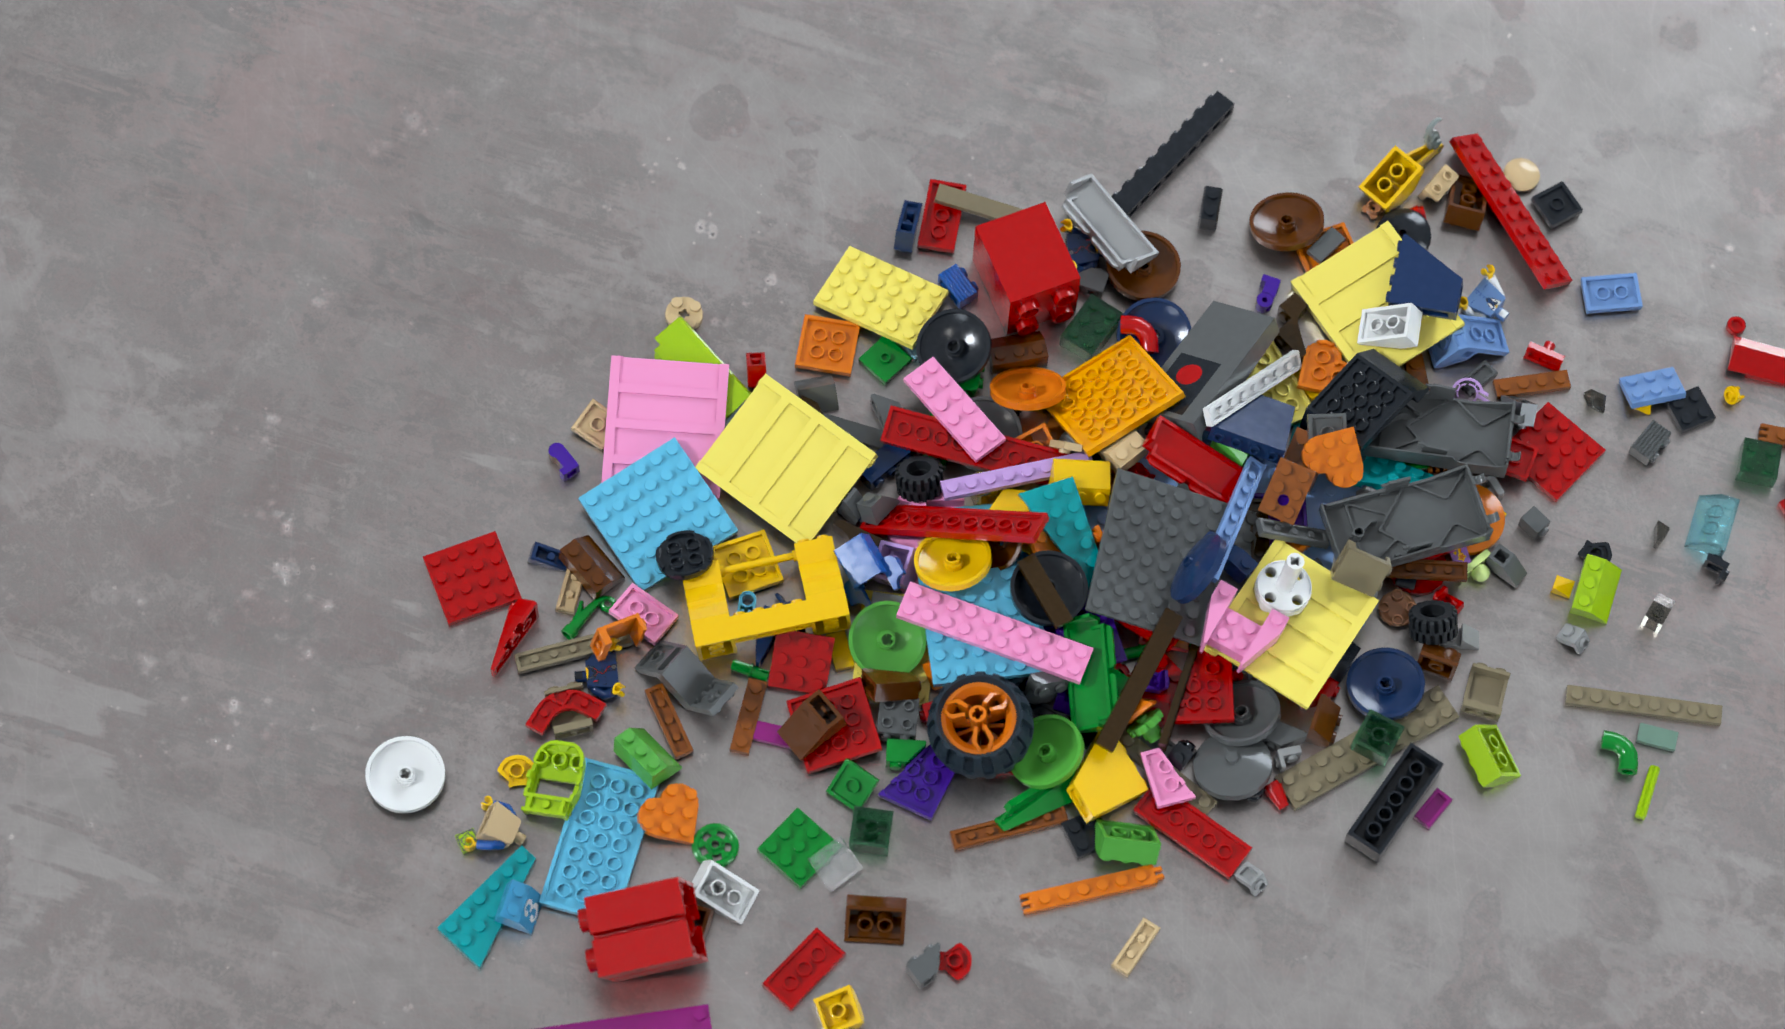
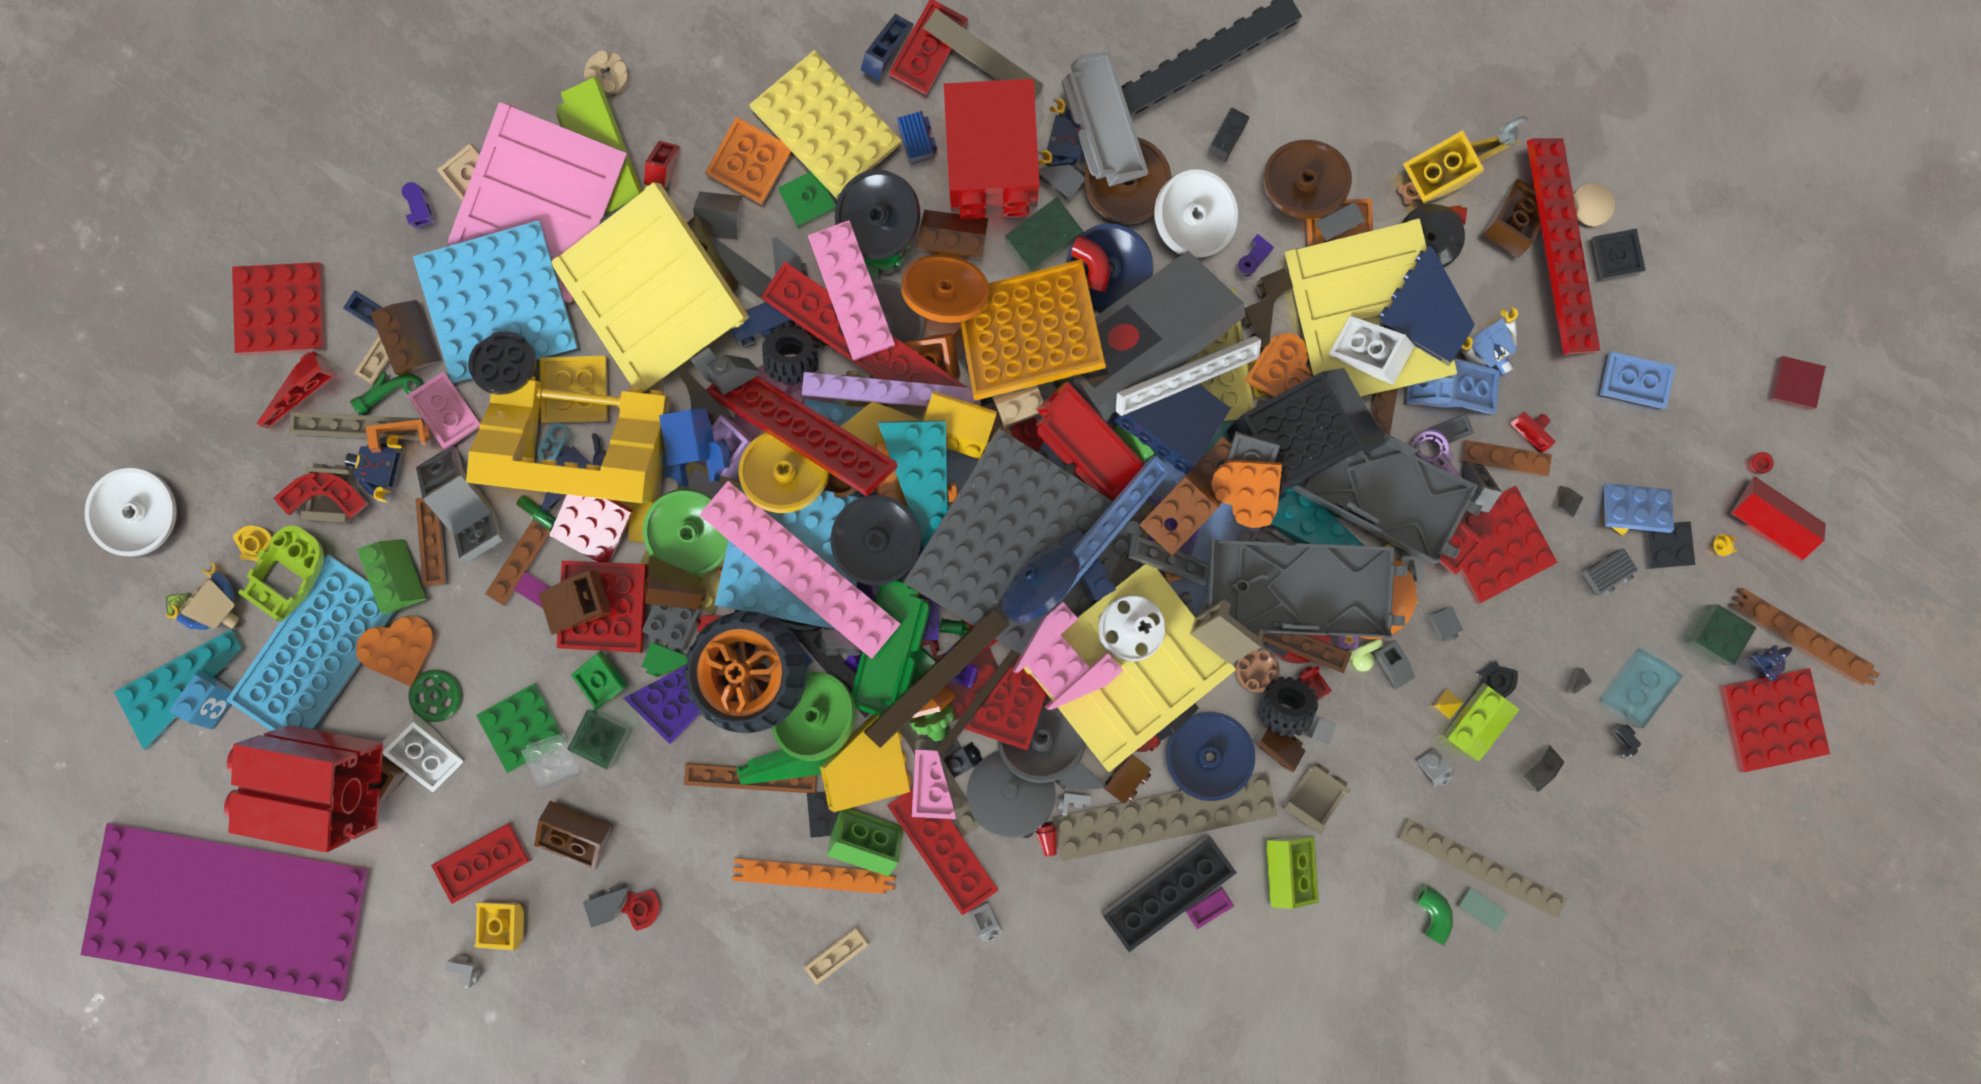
camera: 20 degrees right, 20 degrees up
(1044, 591) = (867, 545): dark brown tile -> none
(1065, 447) = (956, 375): tan plate -> none
(1208, 273) = (1212, 209): none -> white dish
(1377, 737) = (1176, 819): clear green brick -> none
(1439, 184) = (1495, 188): tan bracket -> none
(1647, 792) = (1447, 967): lime axle -> none
(1739, 257) = (1798, 382): none -> dark red tile

